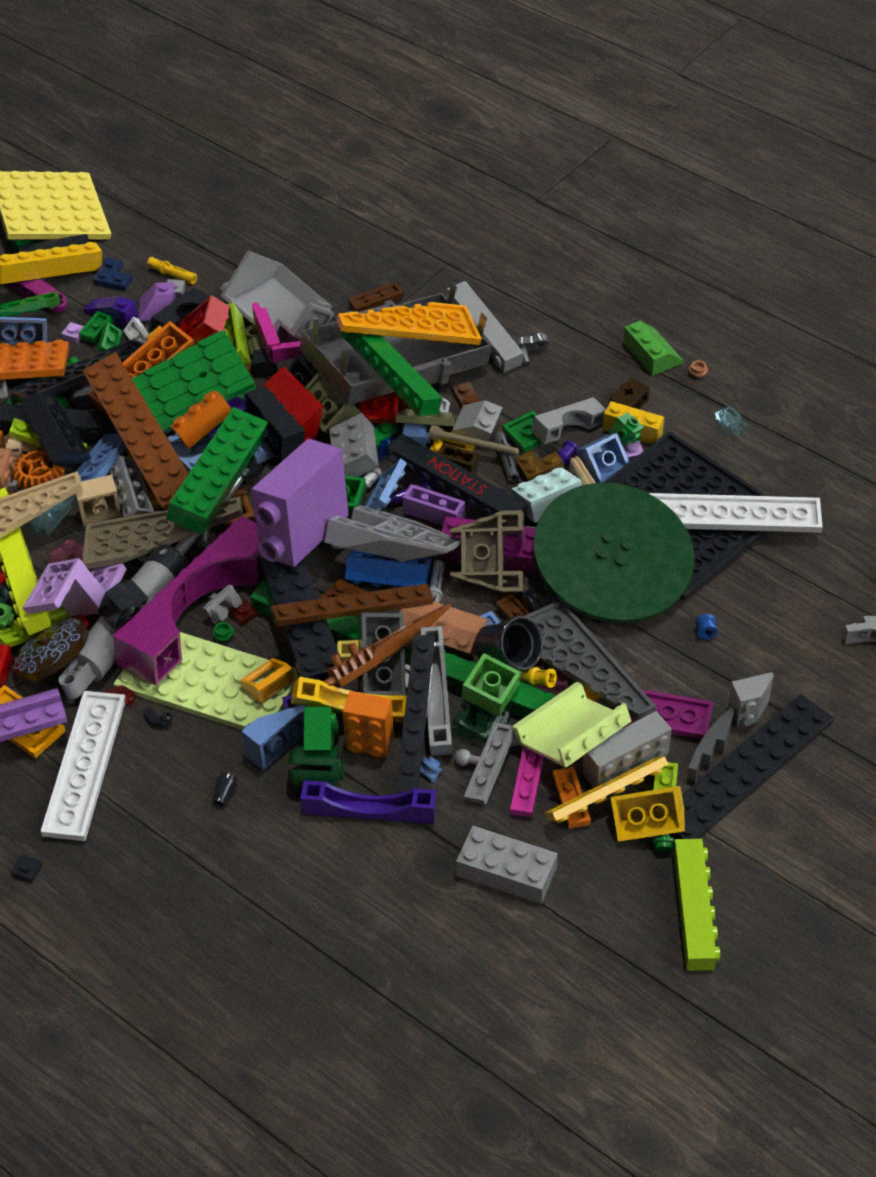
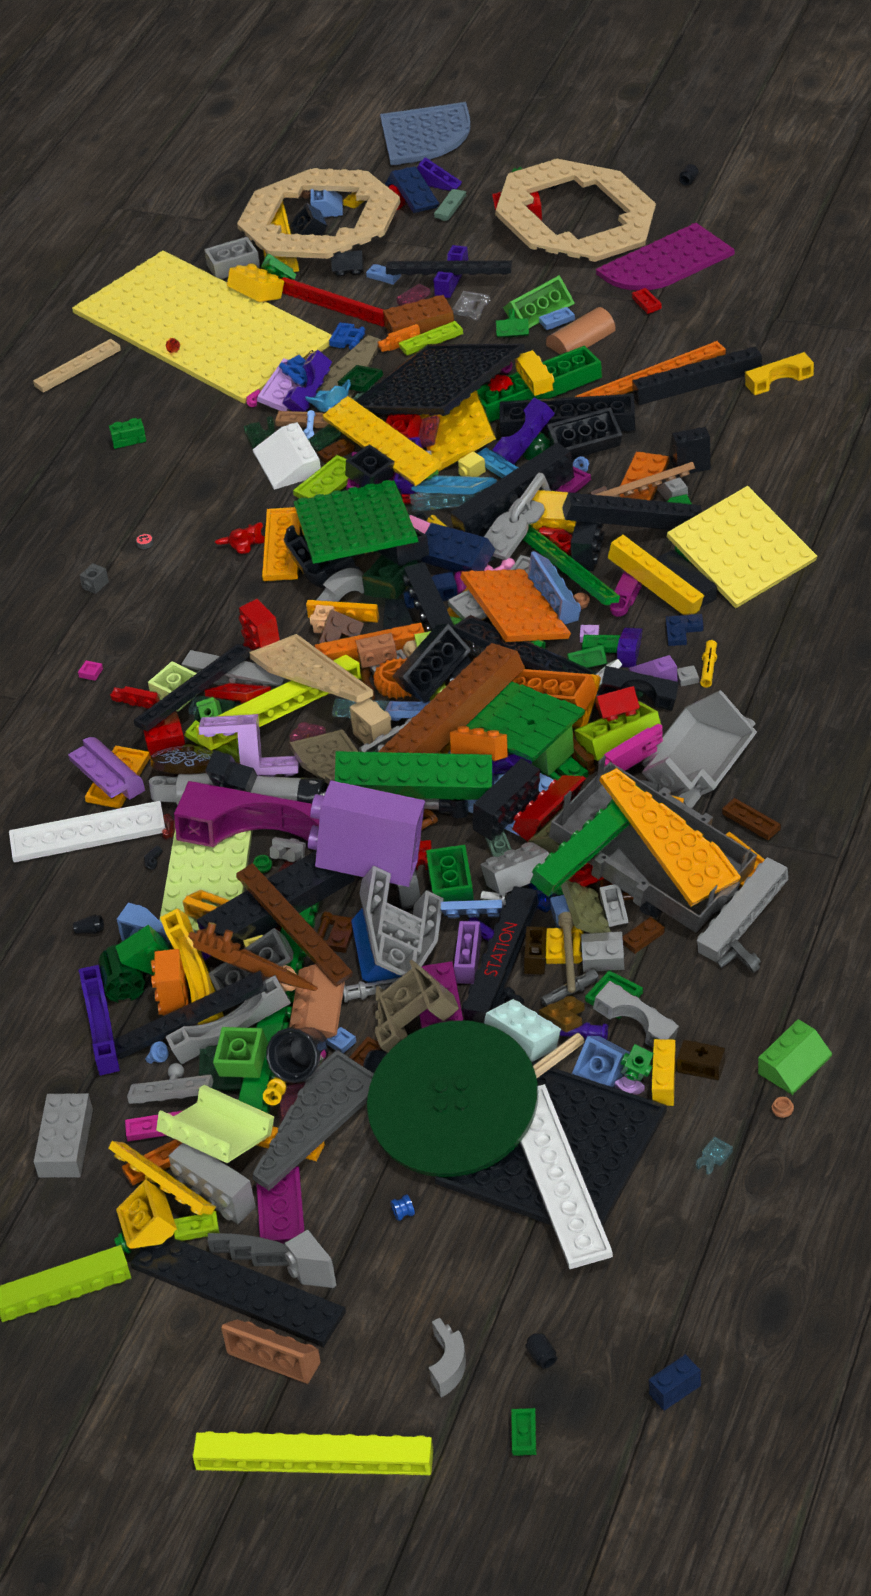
camera: 75 degrees right, 5 degrees down
(835, 752) = (271, 1350): none -> nougat slope

